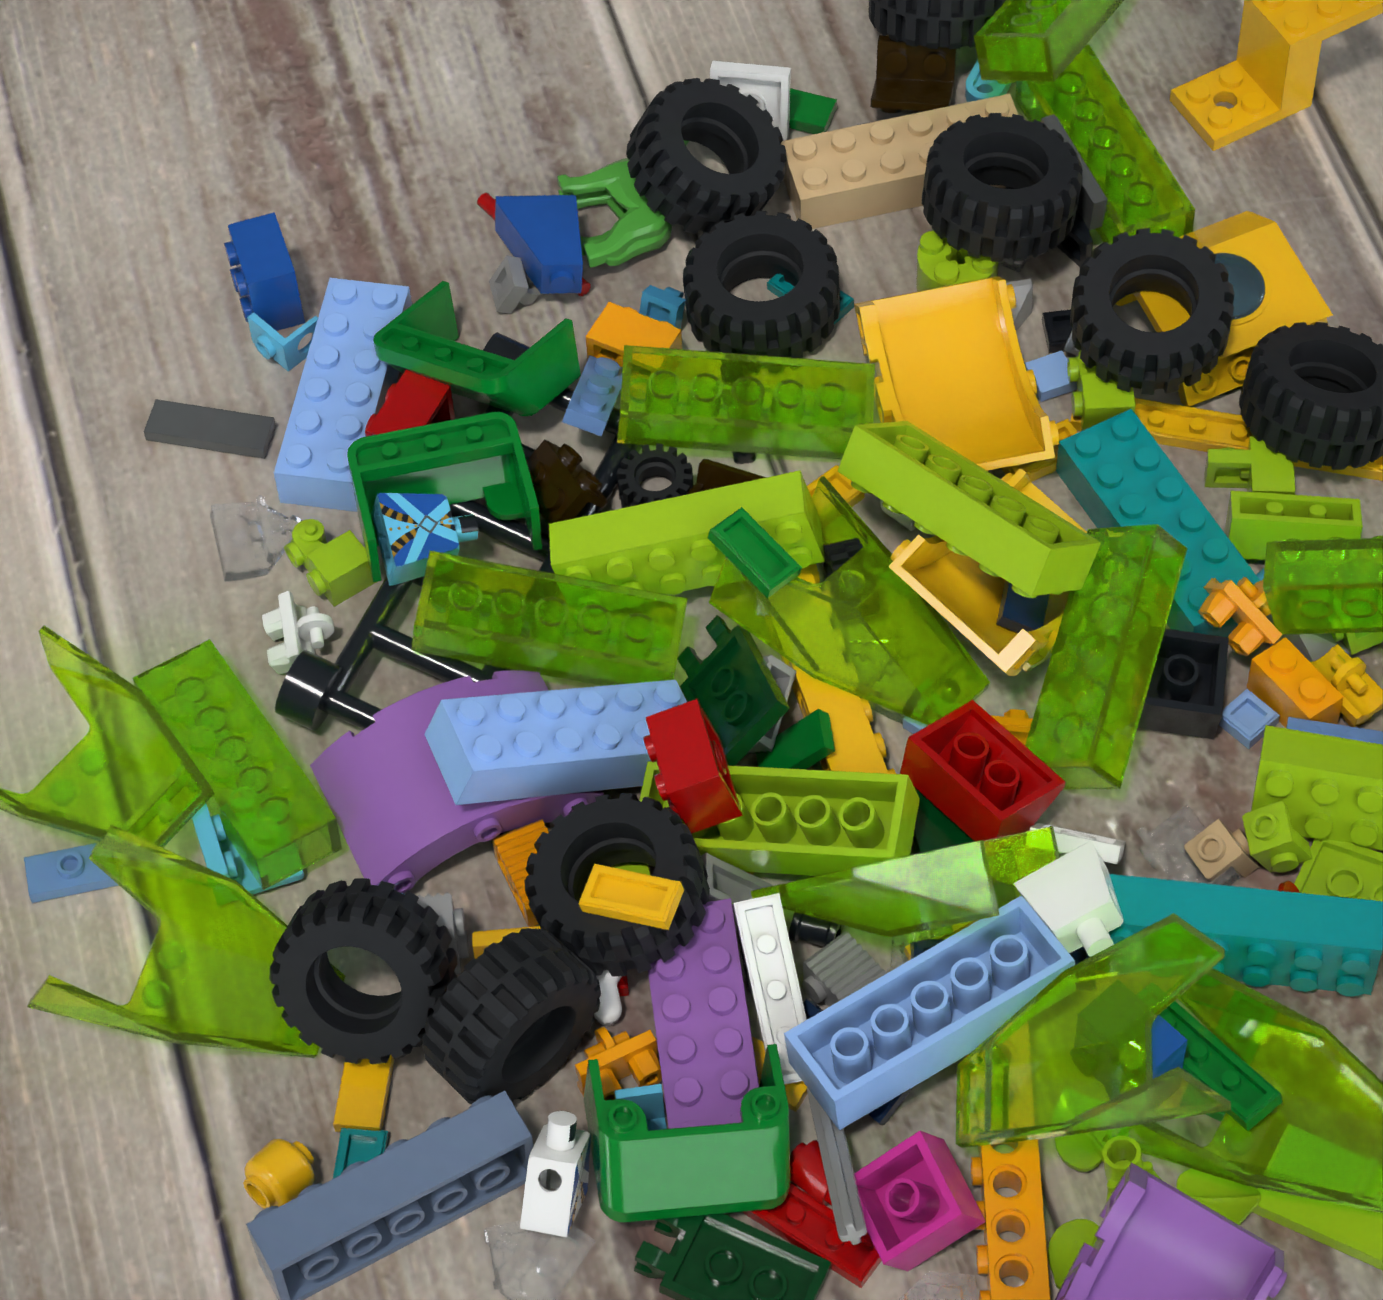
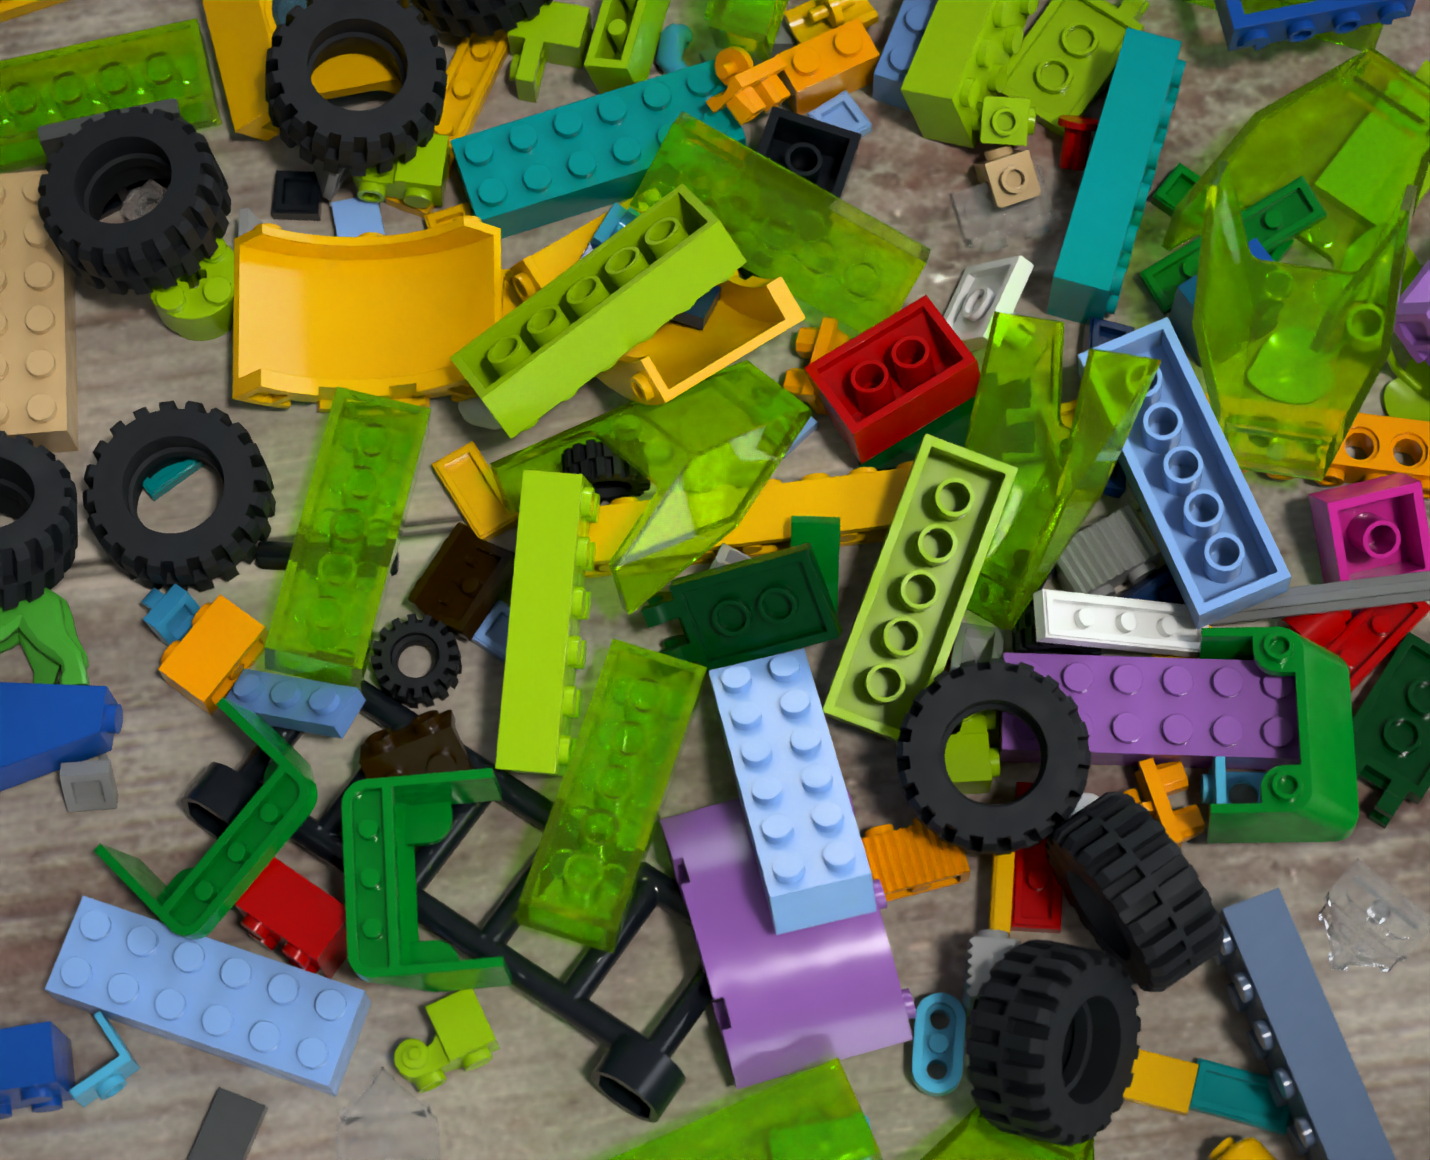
camera: 80 degrees left, 15 degrees up
(300, 627) = (568, 1091): white hips -> none
(412, 527) = (473, 916): torso -> none
(560, 1163) = (1299, 872): white torso -> none
(631, 896) = (1048, 730): yellow tile -> none
(691, 766) = (875, 650): red brick -> none
(754, 552) = (620, 537): green tile -> none
(1075, 899) = (1094, 304): white torso -> none

